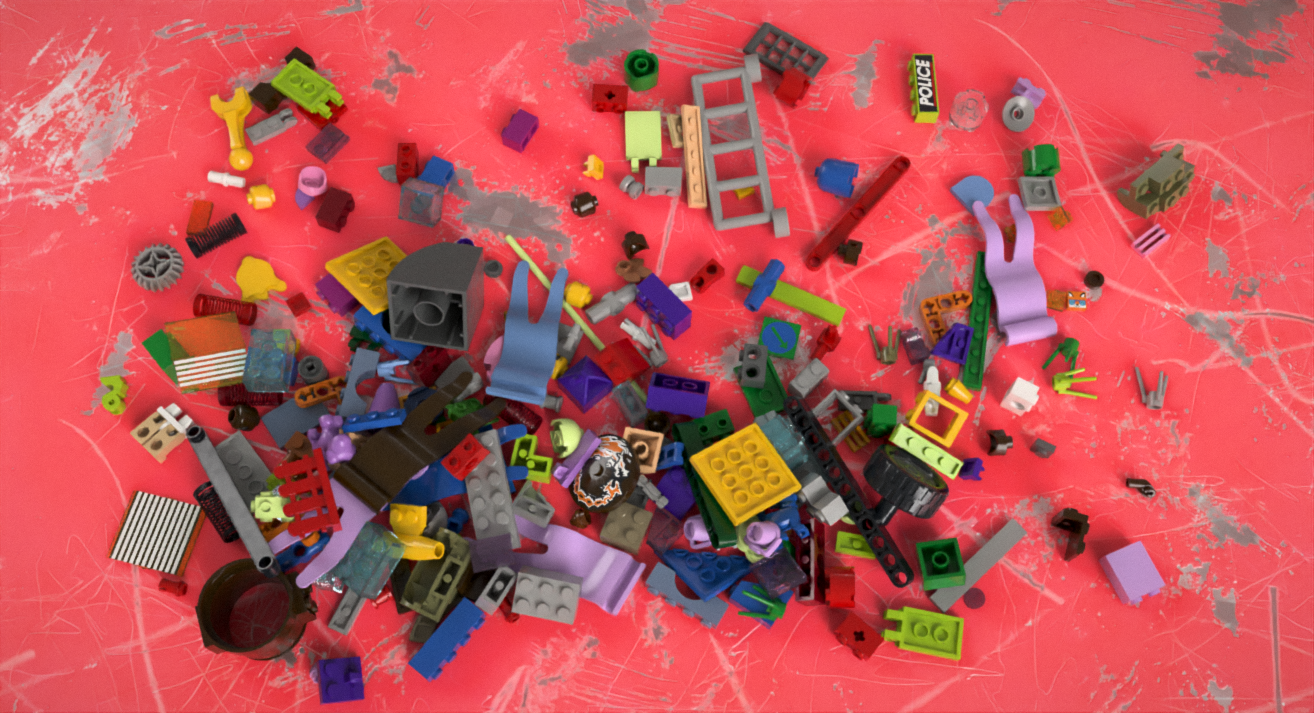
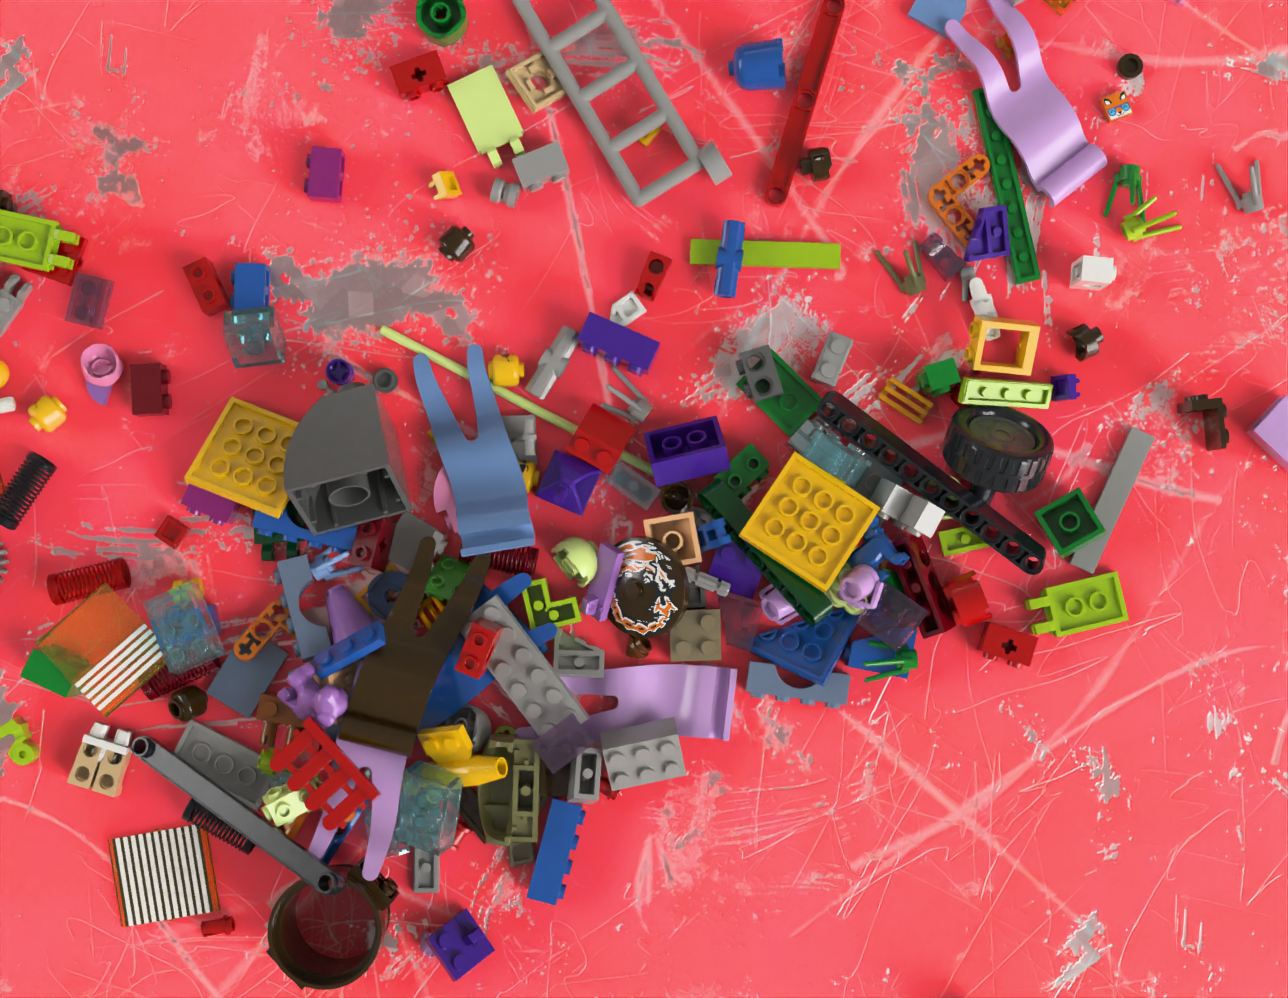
camera: 20 degrees left, 20 degrees up
(256, 279) = (103, 523): yellow tile -> none
(312, 370) = (238, 611): dark grey wheel -> none
(388, 173) = (188, 307): light grey tile -> none
(458, 519) = (499, 713): blue bush -> none
(552, 402) = (542, 521): light grey bush -> none
(632, 270) = (560, 306): nougat plate -> none
(633, 244) = (543, 272): dark brown piece -> none
(636, 333) = (599, 387): white pin -> none
(693, 156) = (565, 114): light nougat tile -> none
(779, 337) = (774, 319): piece -> none
(826, 342) = (834, 299): red axle -> none
(855, 410) = (904, 379): light grey window -> none
(863, 399) = (904, 357): dark grey hinge -> none
(958, 390) = (1014, 293): yellow cone -> none
(974, 598) = (1120, 541): tile -> none
(1042, 448) = (1139, 326): dark grey plate -> none
(1055, 300) = (1091, 116): clear yellow brick -> none
(1142, 485) = (1270, 319): dark brown arm -> none

